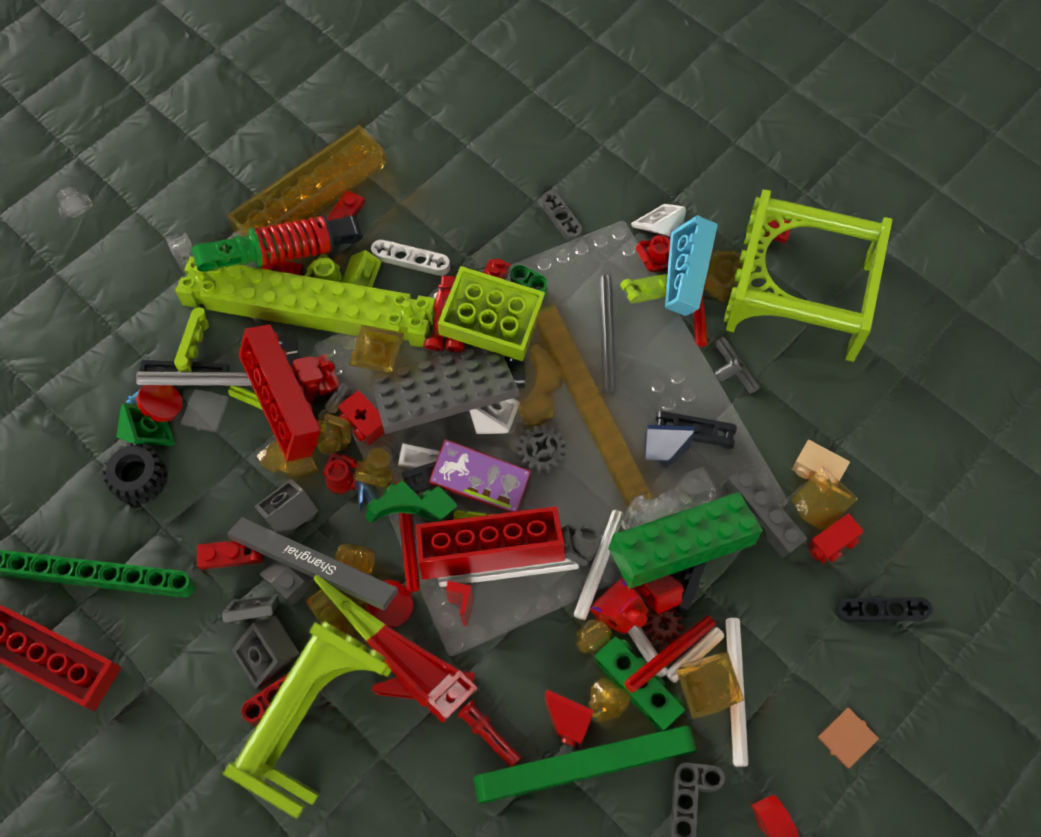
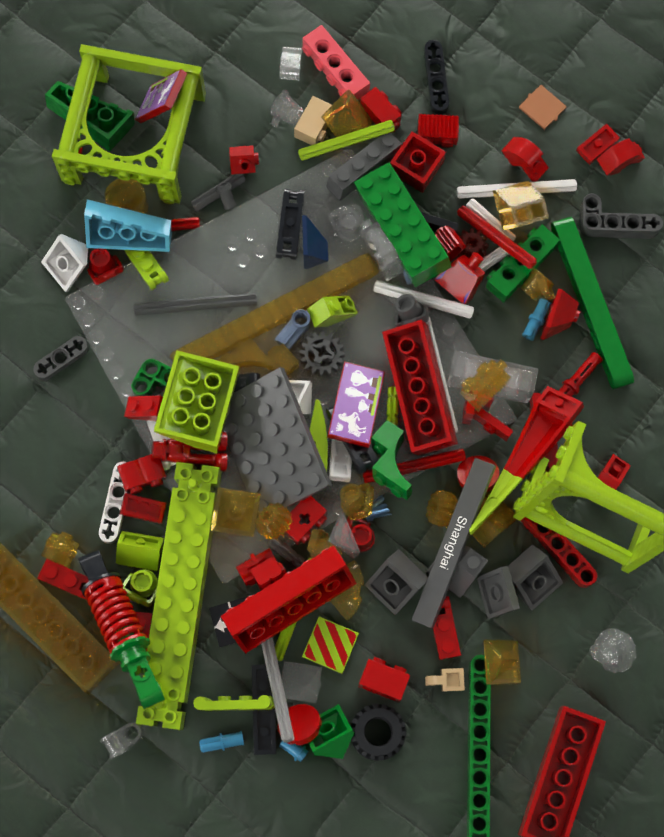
camera: 100 degrees left, 10 degrees up
(162, 336) = (221, 742): none -> dark azure axle
(166, 734) = (614, 650): none -> clear hair
(174, 553) = (449, 680): none -> tan plate
(176, 606) = (502, 662): none -> clear yellow slope
(182, 481) = (384, 680): none -> red brick
(235, 440) = (330, 645): none -> tile
(335, 448) = (343, 538): none -> clear slope
(359, 381) = (273, 521): none -> clear yellow gear
(366, 758) = (614, 472): none -> red slope
(369, 206) = (60, 548): none -> clear yellow brick
(400, 274) = (142, 508): none -> red plate
(431, 269) = (141, 473): none -> red brick
(434, 439) = (319, 433): none -> lime slope
(441, 623) = (492, 424): none -> red plate
(484, 606) = (490, 375): none -> clear yellow brick
(494, 624) = (519, 388): none -> clear brick
(566, 691) = (536, 319): none -> dark azure pin
(569, 422) = (292, 331): none -> sand blue piece
(590, 463) = (331, 310): none -> lime slope
(592, 637) = (488, 300): clear yellow head -> none
(768, 571) = (417, 161): none -> red brick
(772, 387) = (243, 159): none -> red brick
(774, 704) = (527, 155): none -> red brick
(795, 495) = (346, 140): none -> lime axle
(796, 801) = (597, 144): none -> red plate
(811, 602) = (439, 129): none -> red brick
(818, 252) = (105, 121): none -> green wedge
(833, 434) = (285, 109): none -> clear piece
(838, 300) = (161, 96): none -> tile
(891, 444) = (290, 63): none -> clear panel
(918, 471) = (321, 40): none -> coral brick

